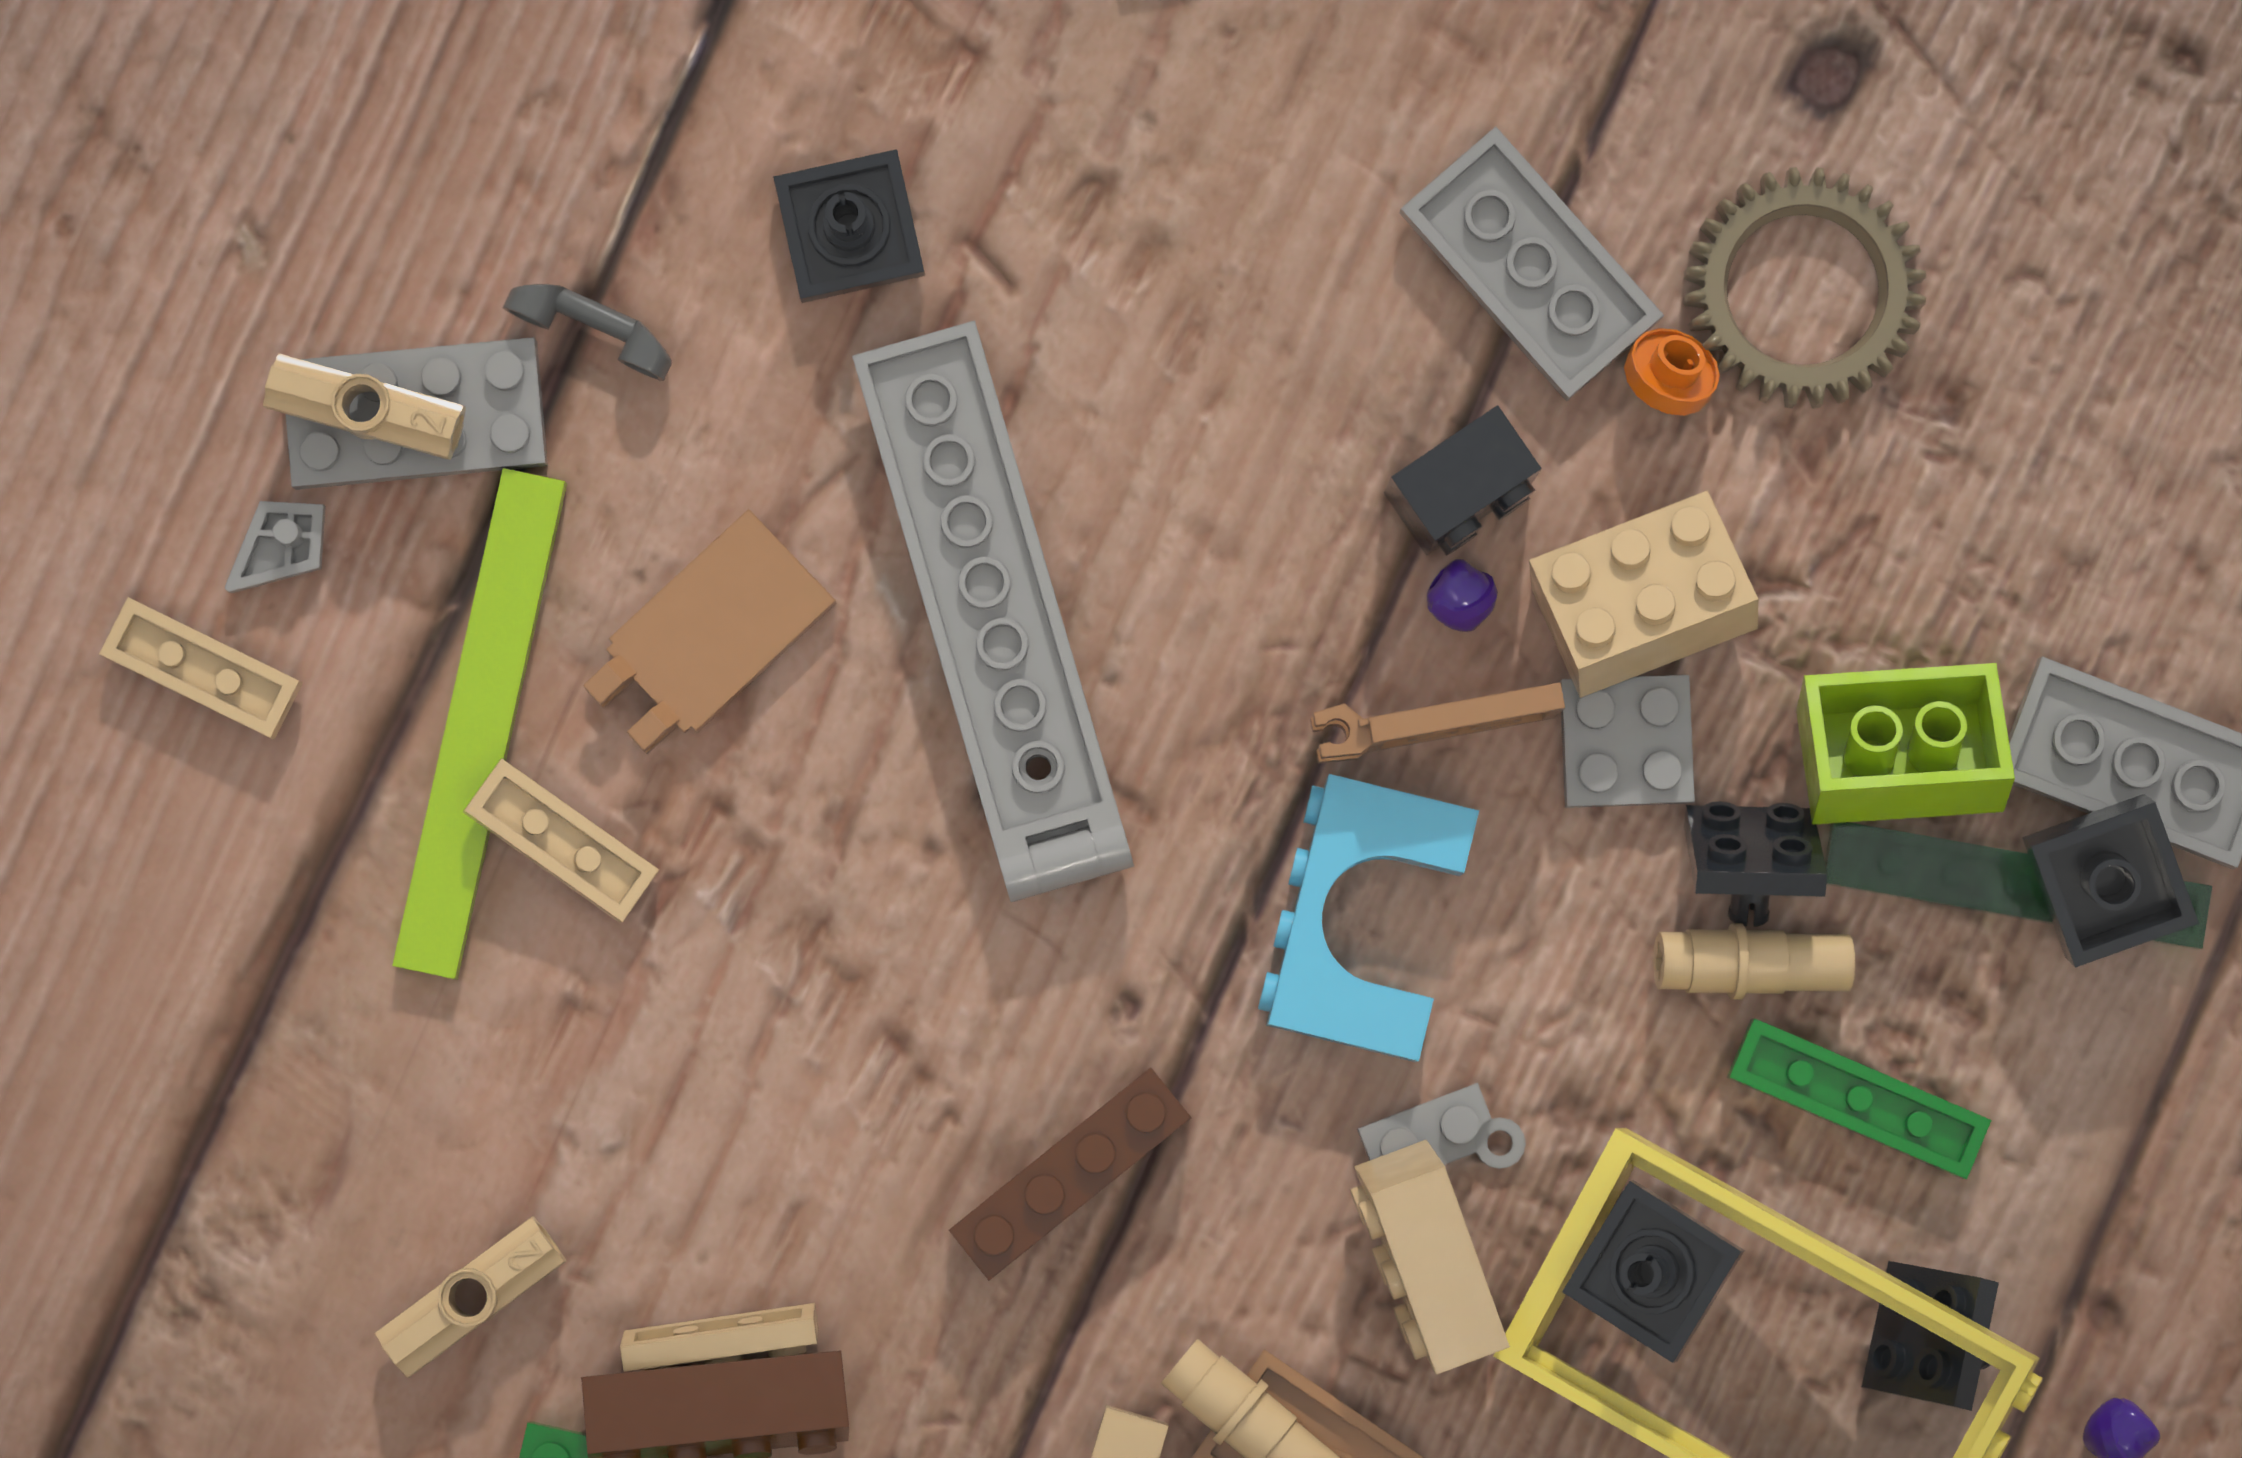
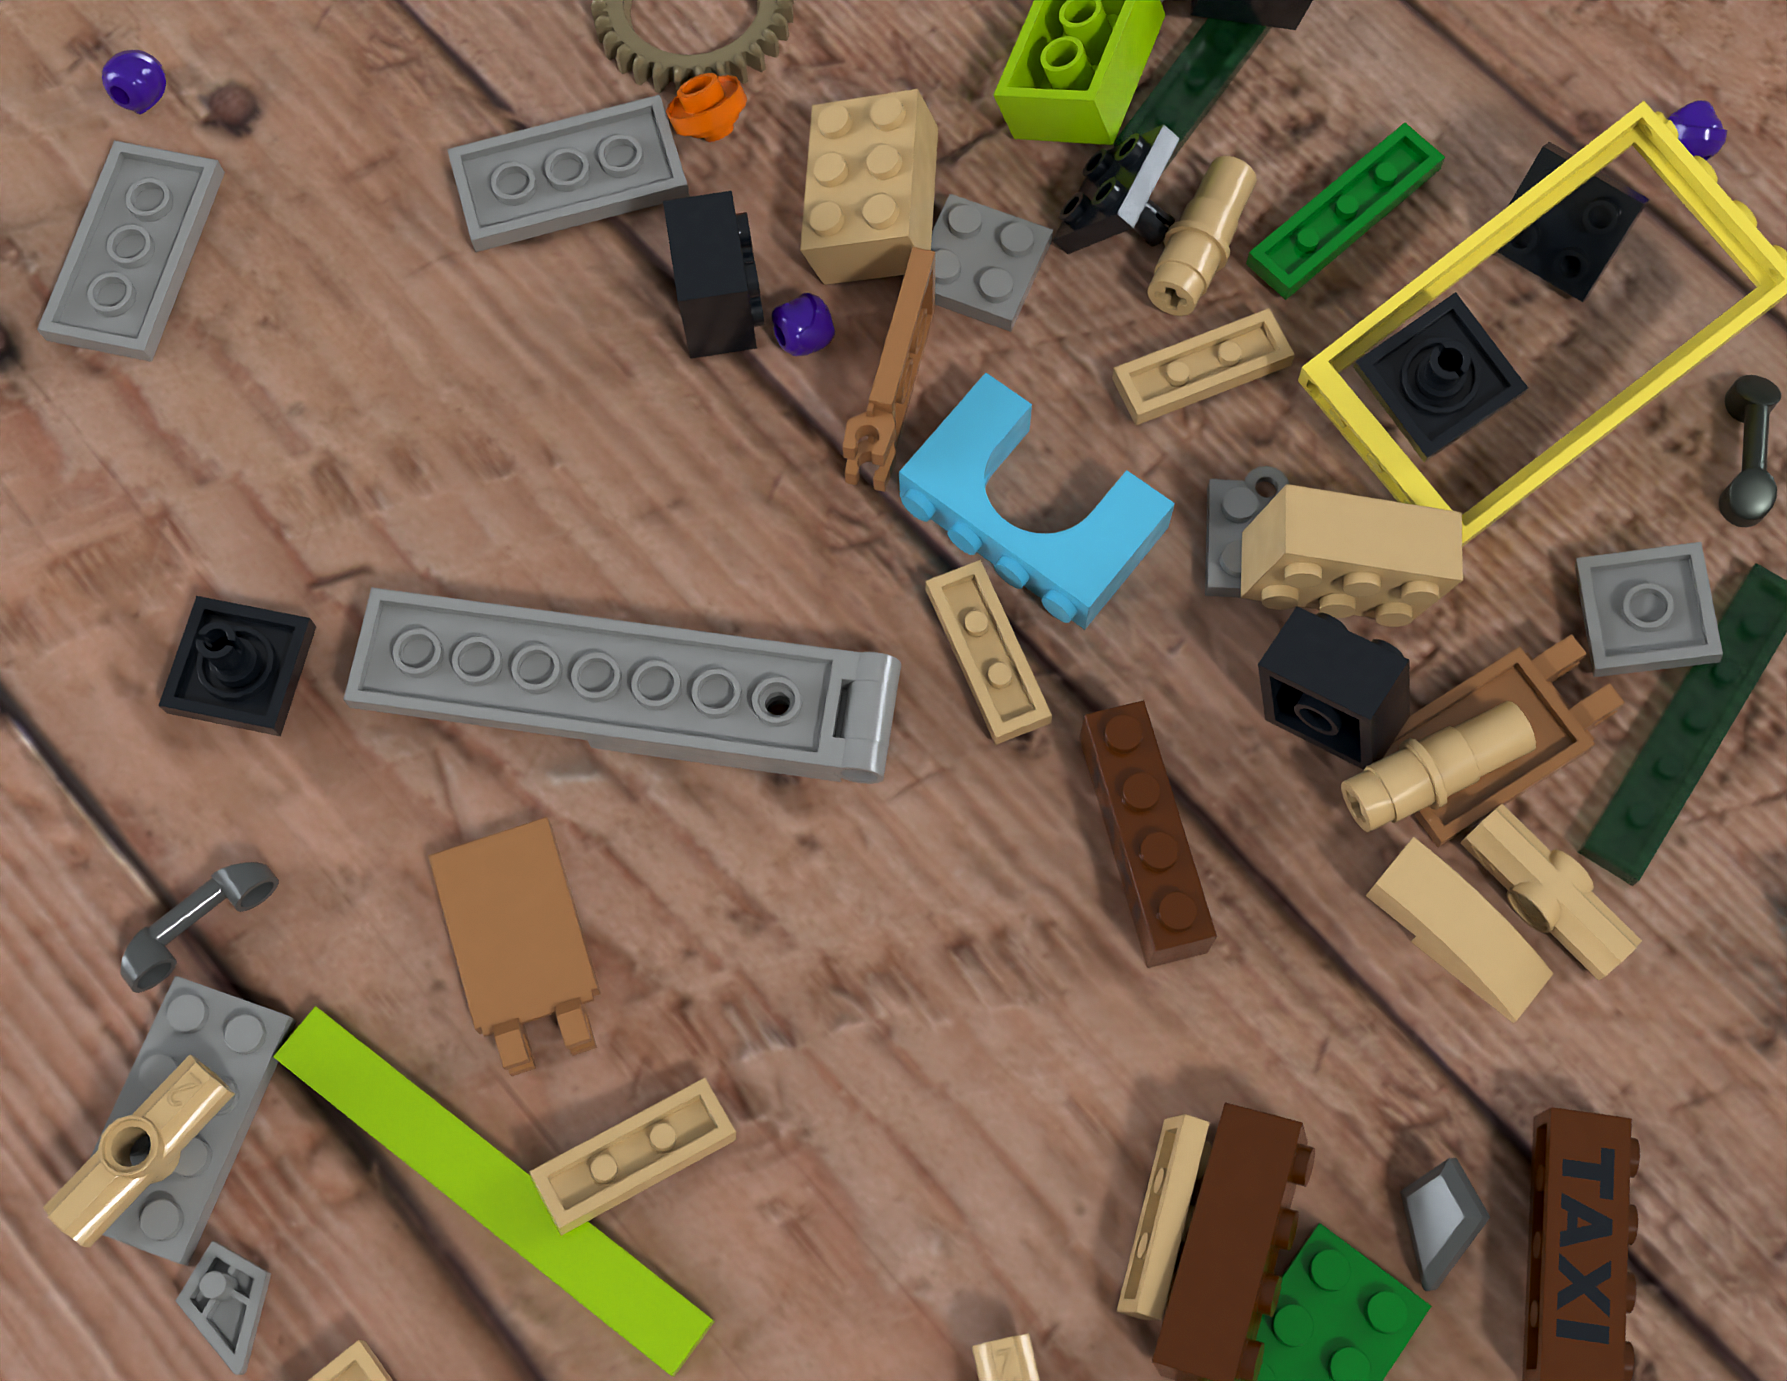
camera: 60 degrees left, 15 degrees down
(1191, 942) = (988, 652): none -> tan plate
(1284, 1296) = (1335, 687): none -> black brick
(1603, 1024) = (1202, 366): none -> tan plate

